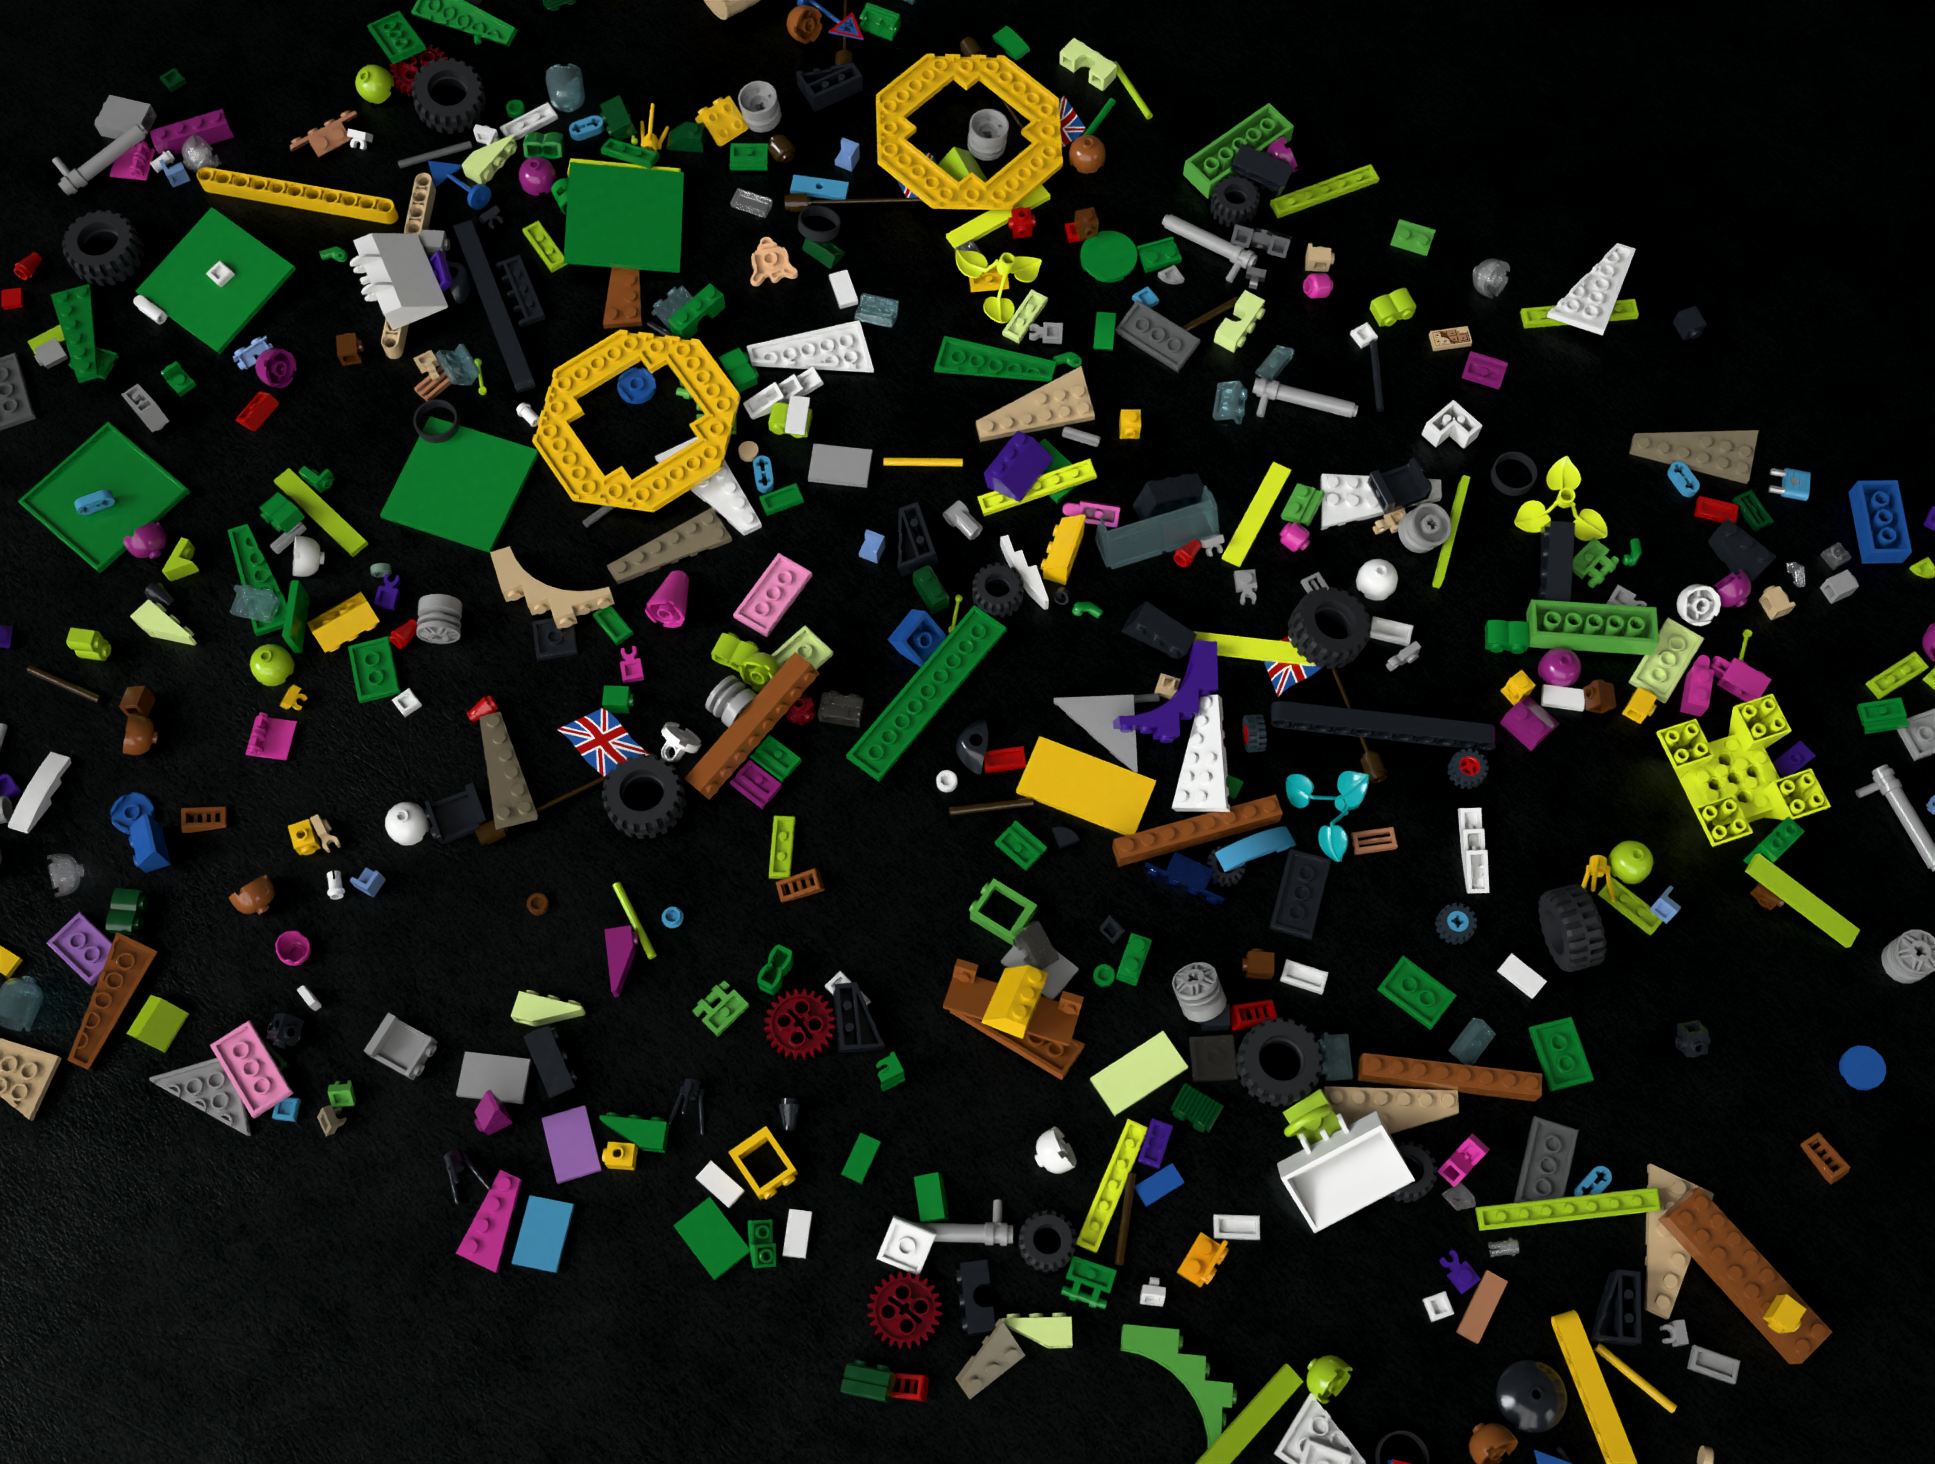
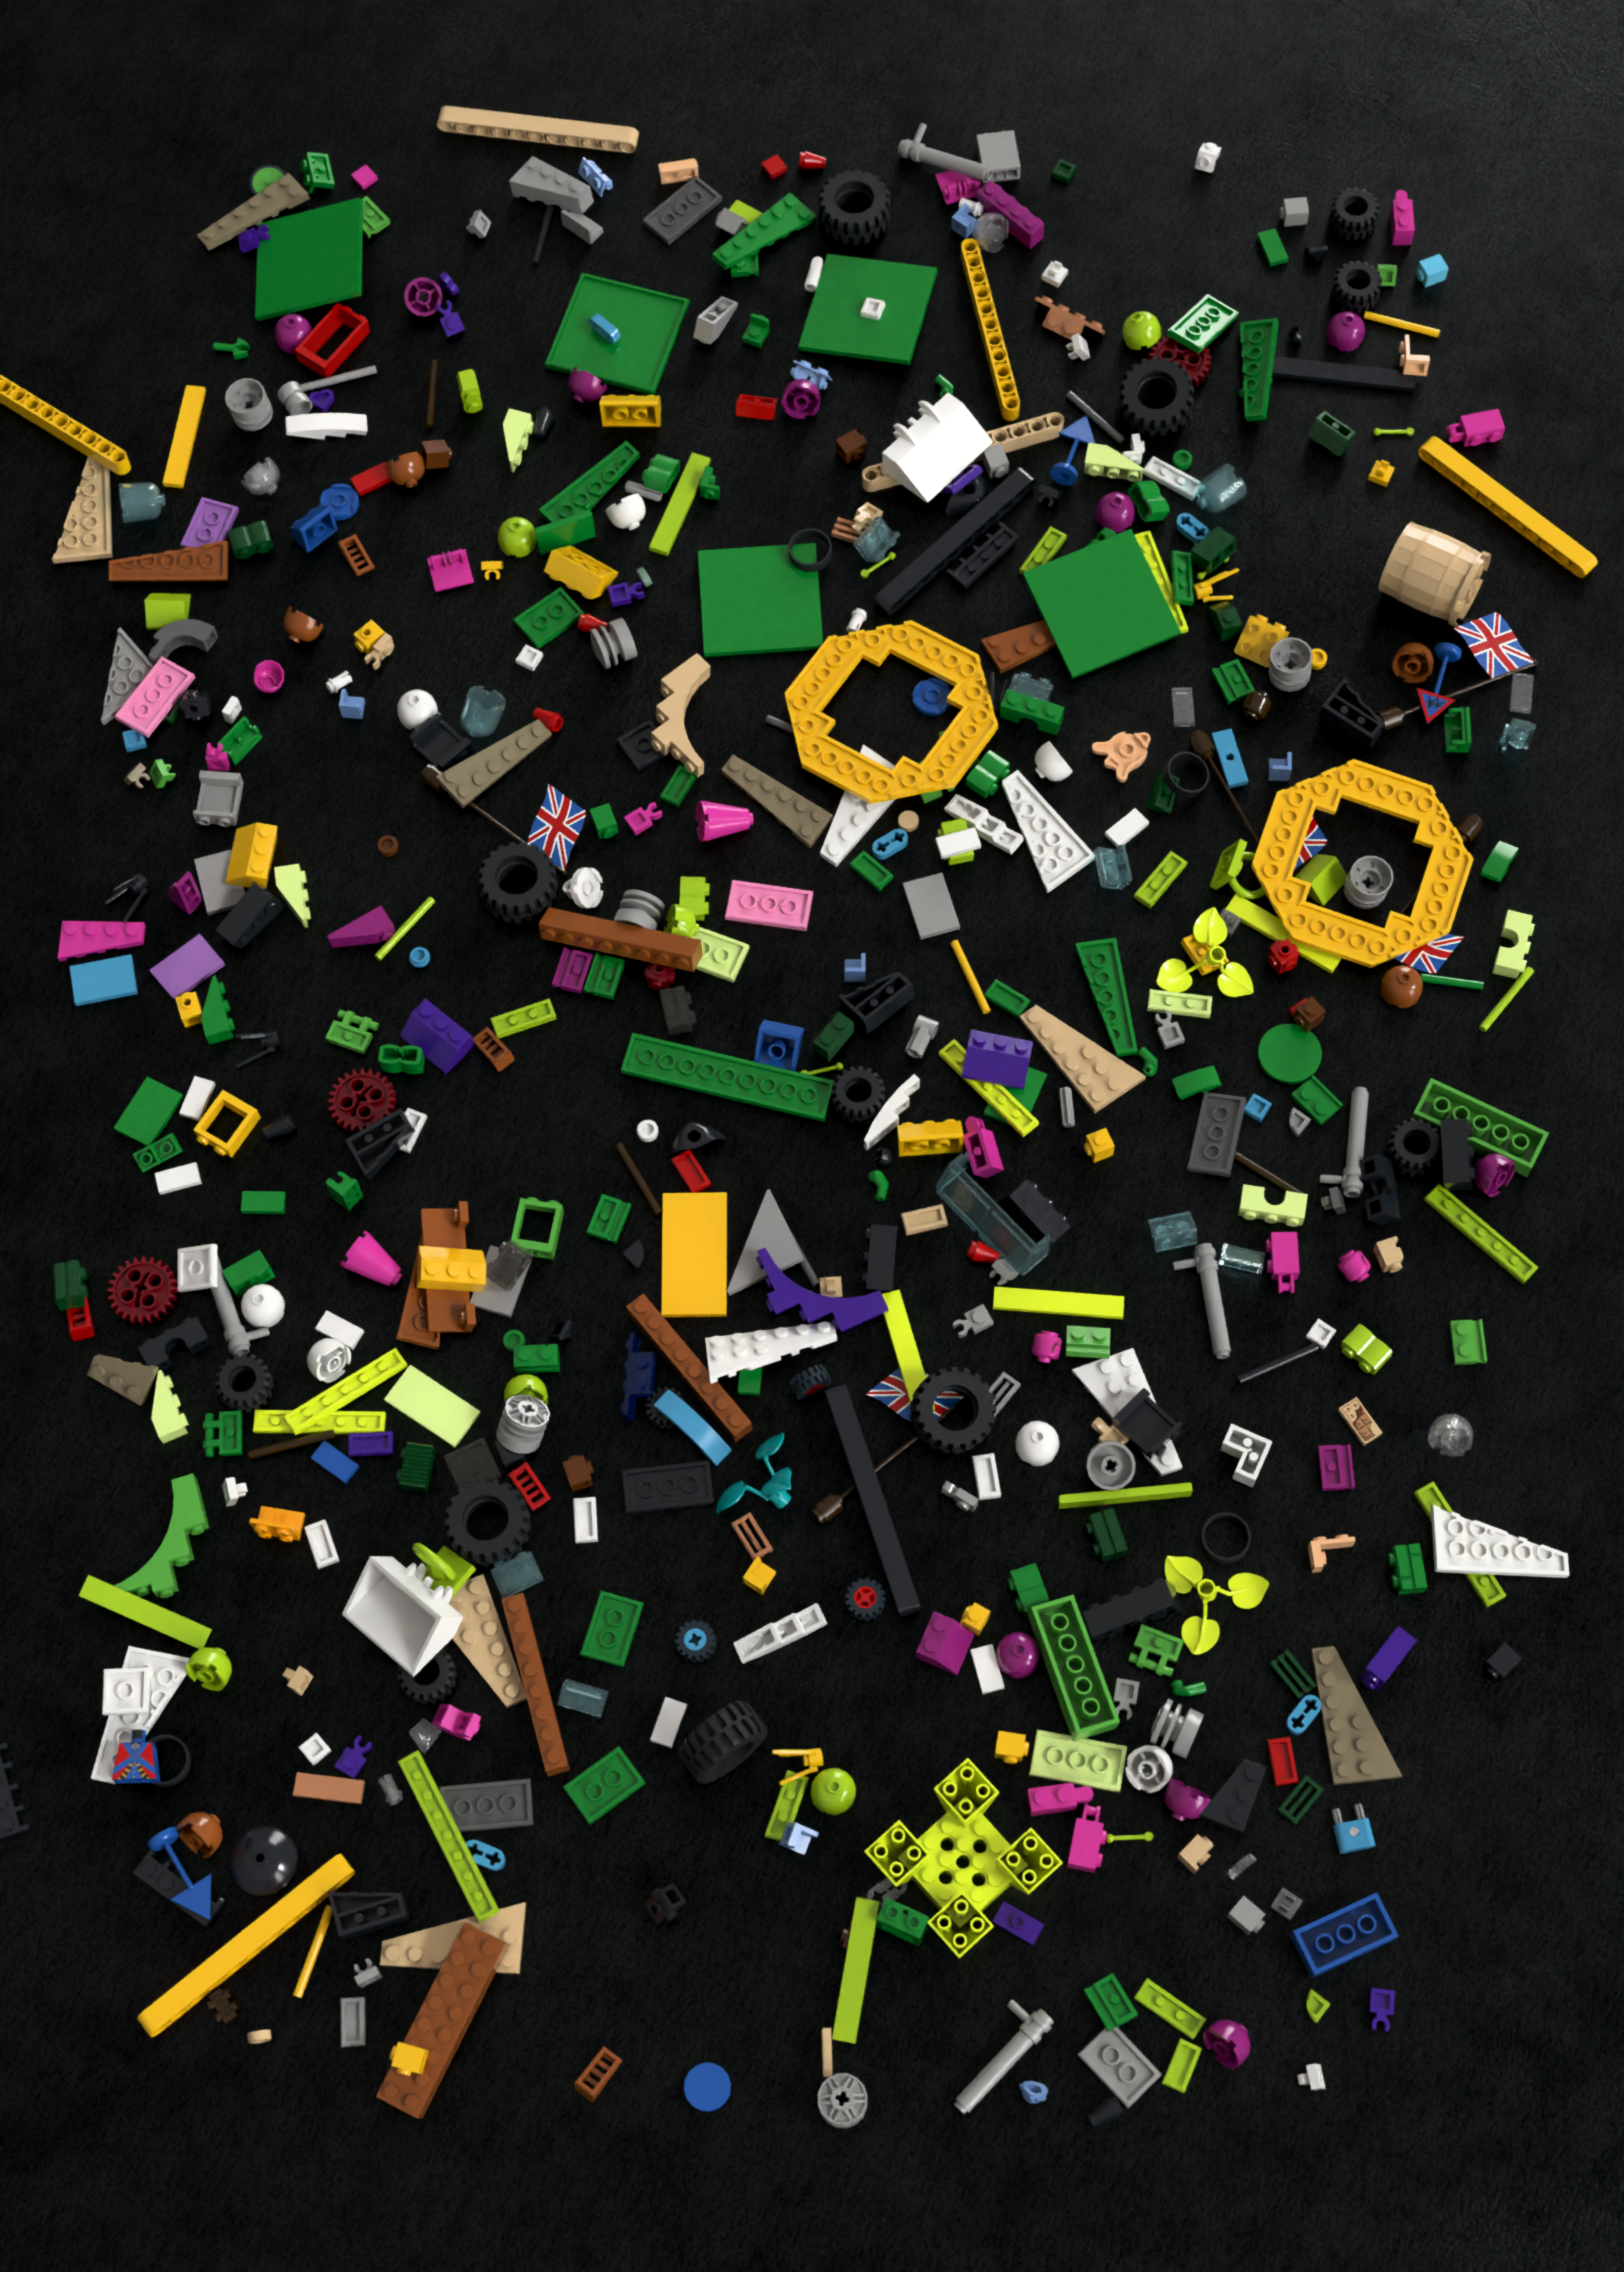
camera: 70 degrees right, 0 degrees up
(125, 774) = (370, 479): none -> red tile
(178, 563) = (576, 419): lime slope -> none
(194, 1015) = (182, 633): none -> dark grey arch
(198, 512) = (630, 411): none -> yellow slope
(254, 603) = (562, 495): clear light blue bracket -> none
(272, 126) = (1055, 273): none -> white tile
(348, 1003) = (240, 740): none -> green hinge
(357, 1031) = (217, 759): none -> dark pink plate
(448, 760) = (481, 711): none -> clear light blue cylinder
(485, 1034) = (252, 855): none -> yellow slope
(755, 316) = (1051, 763): none -> white cylinder
(763, 929) = (439, 1036): none -> dark purple slope
(904, 284) = (1160, 879): none -> lime tile
(924, 225) = (1230, 866): none -> lime tile
(957, 442) = (1007, 998): none -> green tile
(970, 1197) = (262, 1306): none -> white cylinder
(971, 1074) = (372, 1261): none -> dark pink cone
(1026, 1132) = (339, 1329): none -> white tile
(1093, 1148) = (345, 1391): none -> neon yellow tile
(1135, 587) = (924, 1219): none -> tan tile
(1160, 981) = (526, 1385): none -> lime cylinder
(1292, 333) = (1283, 1259): none -> dark pink brick
(1367, 1297) = (298, 1680): none -> tan tile
(1414, 848) = (758, 1576): none -> yellow panel
(1480, 558) = (1106, 1535): none -> dark green brick
(1553, 413) = (1318, 1557): none -> light nougat bracket
(1590, 355) = (1408, 1569): none -> green brick
(1599, 696) = (1000, 1701): reddish brown brick -> none
(1641, 467) = (1298, 1668): none -> dark green tile
(1664, 396) = (1387, 1659): none -> dark purple window
(1671, 570) = (1176, 1728): none -> light grey wheel
(1733, 852) = (883, 1886): none -> clear beam
(1863, 955) = (827, 2052): none -> tan tile

